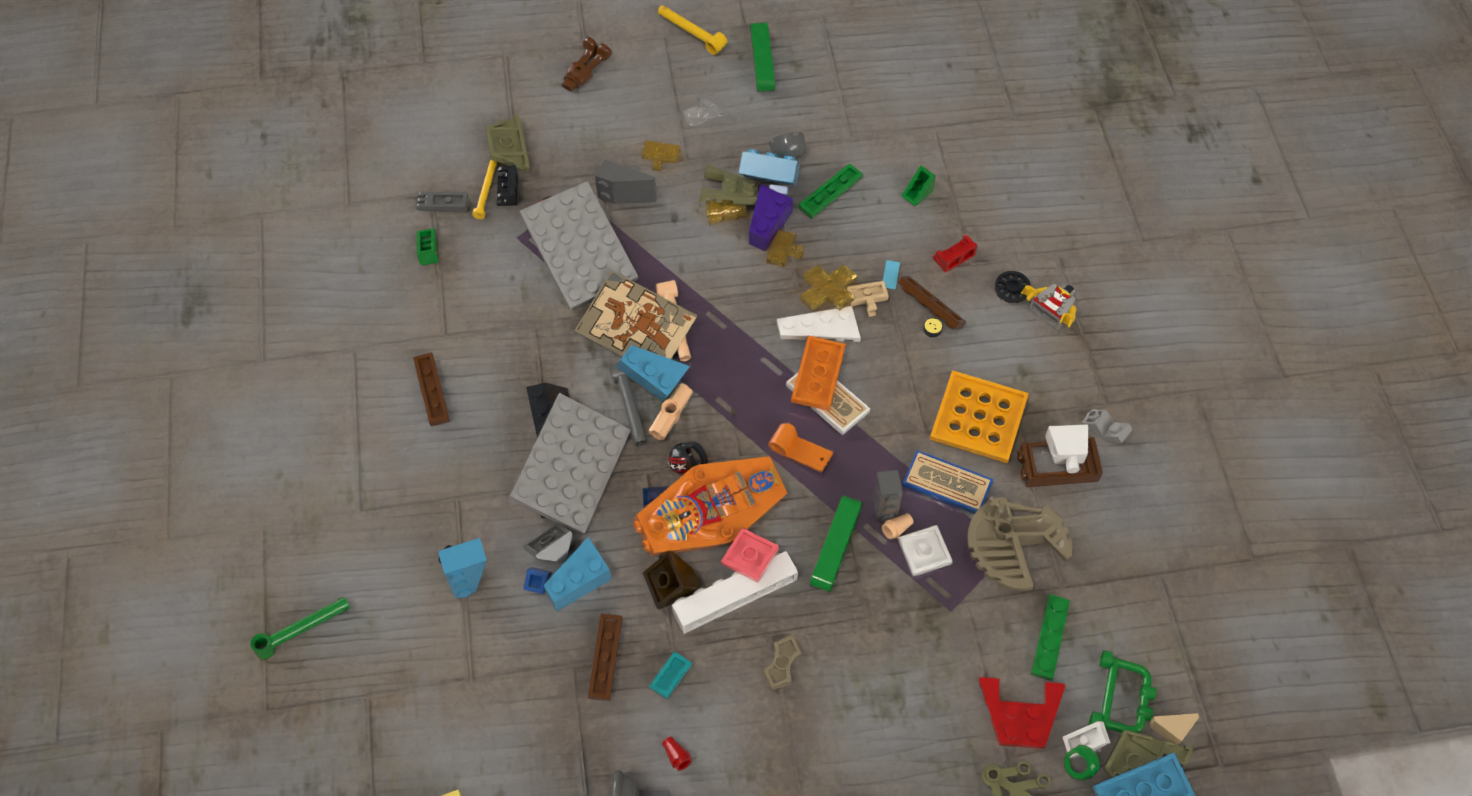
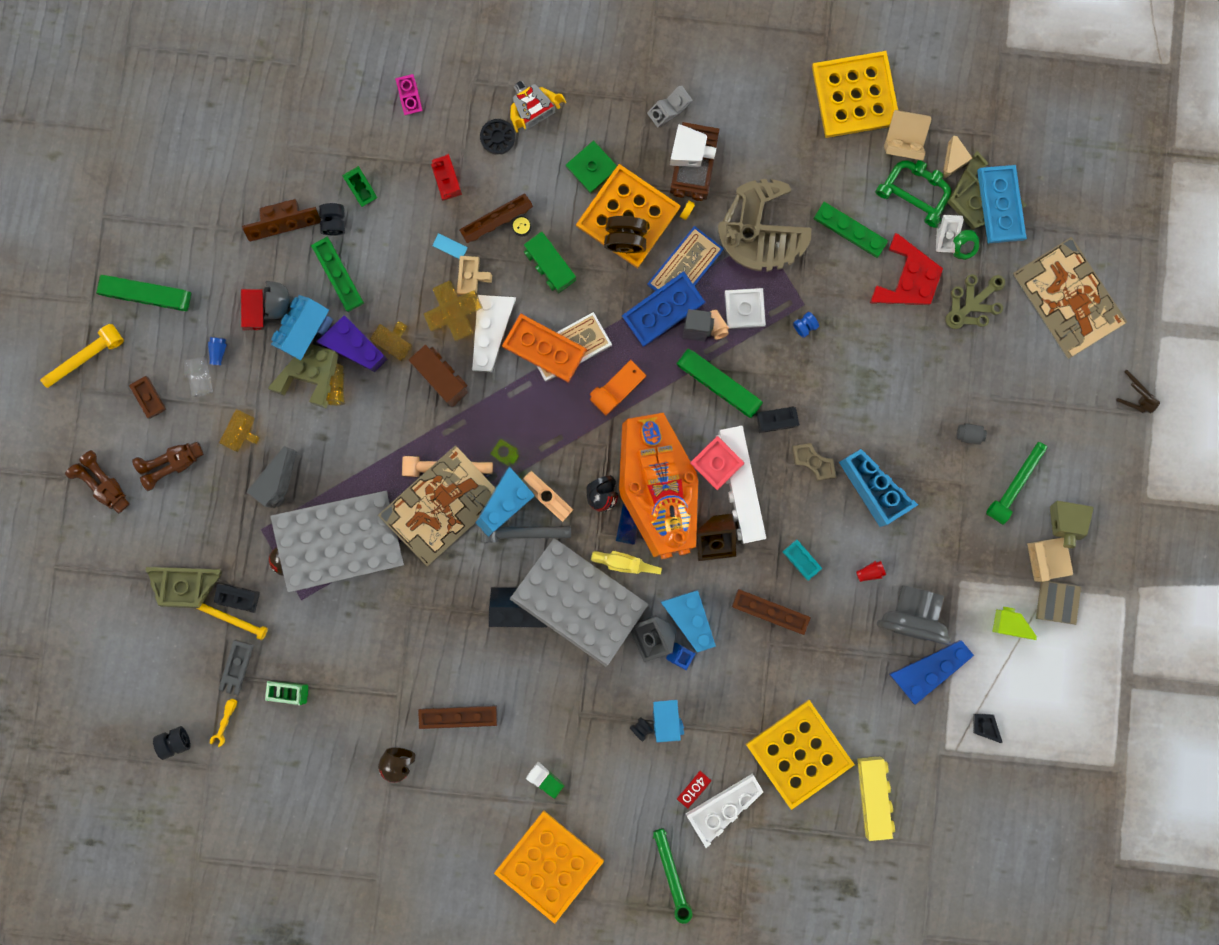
camera: 75 degrees left, 25 degrees up
(293, 506) = (549, 866): none -> light orange plate
(363, 168) = (167, 744): none -> black wheel
(376, 342) = (393, 767): none -> dark brown helmet
(377, 658) = (716, 813): none -> white wing
(382, 480) = (545, 780): none -> leg
(397, 629) = (694, 789): none -> red sticker
(404, 205) = (229, 708): none -> yellow piece
(471, 756) = (797, 768): none -> yellow piece
(621, 498) = (623, 562): none -> light yellow animal
(622, 114) = (178, 456): none -> reddish brown piece
(670, 81) = (147, 397): none -> reddish brown plate
(703, 369) = (510, 458): none -> clear neon green bracket
(730, 118) = (216, 350): none -> blue cone
(760, 288) = (439, 375): none -> reddish brown brick
(766, 133) = (251, 309): none -> red hinge
(766, 737) = (876, 488): none -> dark azure wedge
(815, 611) = (777, 419): none -> black hinge
(865, 137) = (281, 219): none -> reddish brown bracket
(879, 173) = (332, 219): none -> black wheel
(883, 456) = (663, 309): none -> blue tile
(905, 357) = (549, 263): none -> green brick
(928, 613) = (806, 324): none -> blue wheel
(956, 407) = (625, 234): none -> dark brown wheel
(1006, 467) = (687, 210): none -> yellow tile
(1016, 371) = (591, 167): none -> green plate
(1022, 207) = (409, 94): none -> dark pink slope
(1177, 665) = (907, 135): none -> tan bracket
(1220, 581) = (858, 65): none -> yellow piece

